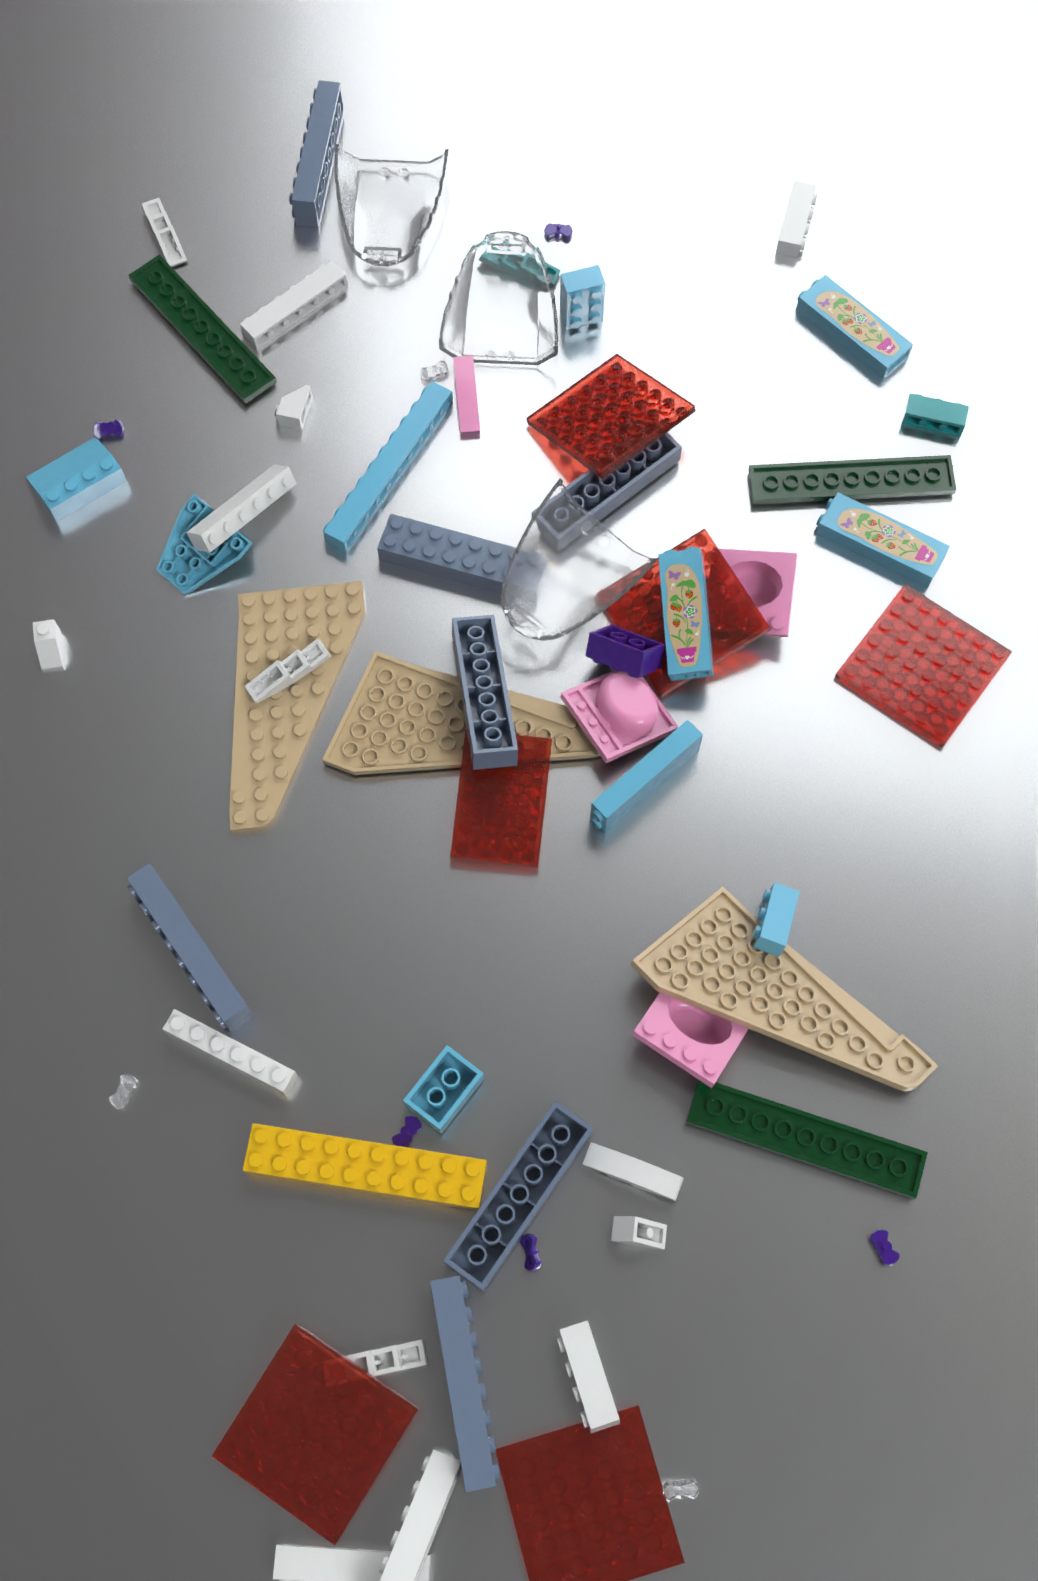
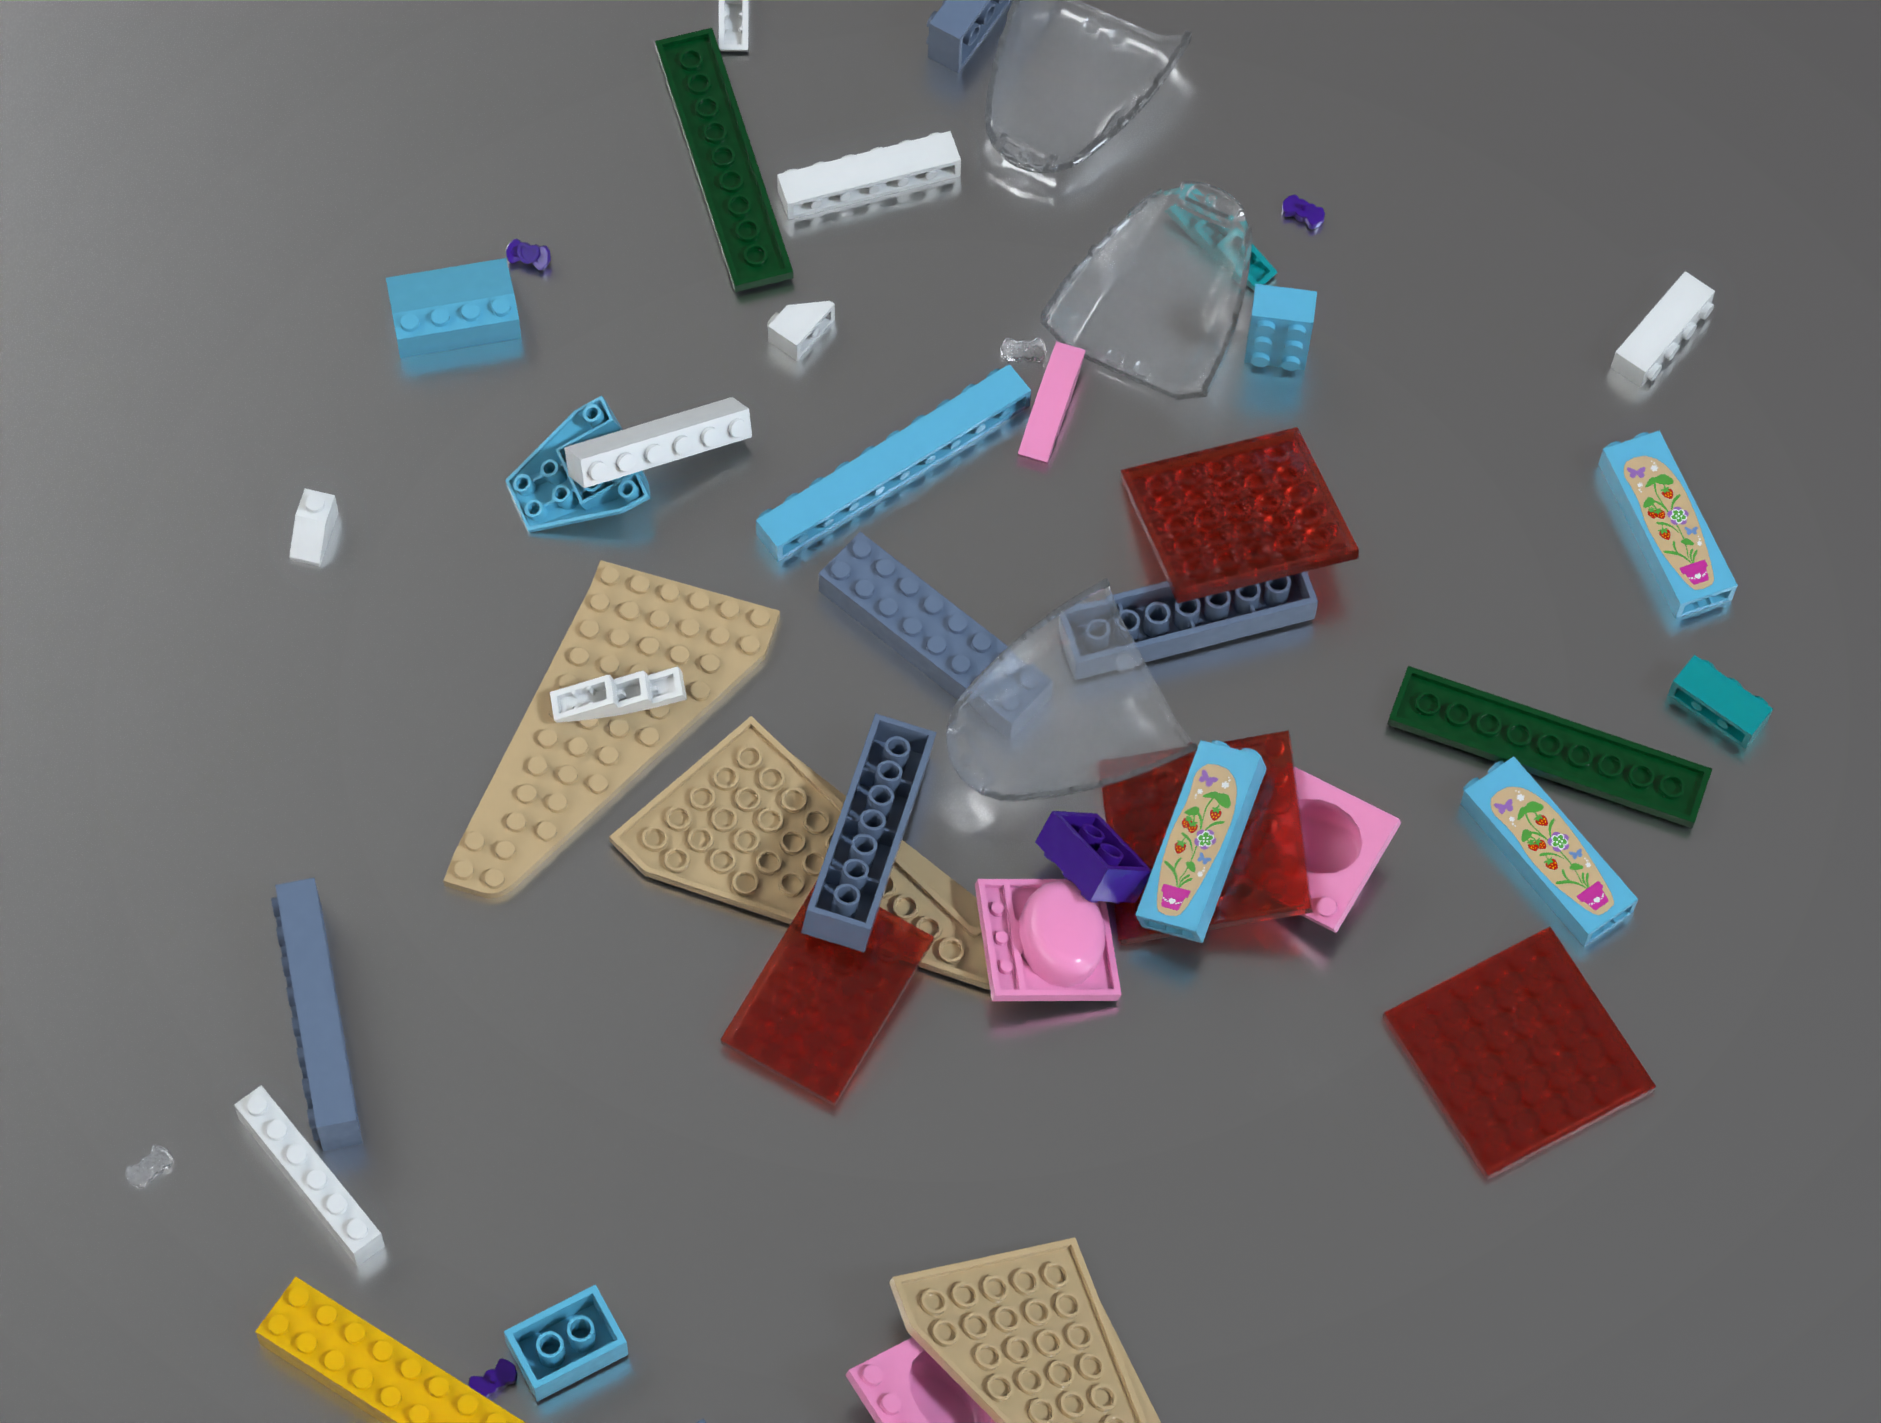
camera: 20 degrees right, 5 degrees down
(645, 776) = (1039, 1043): medium azure brick -> none
(775, 919) = (1122, 1310): medium azure brick -> none

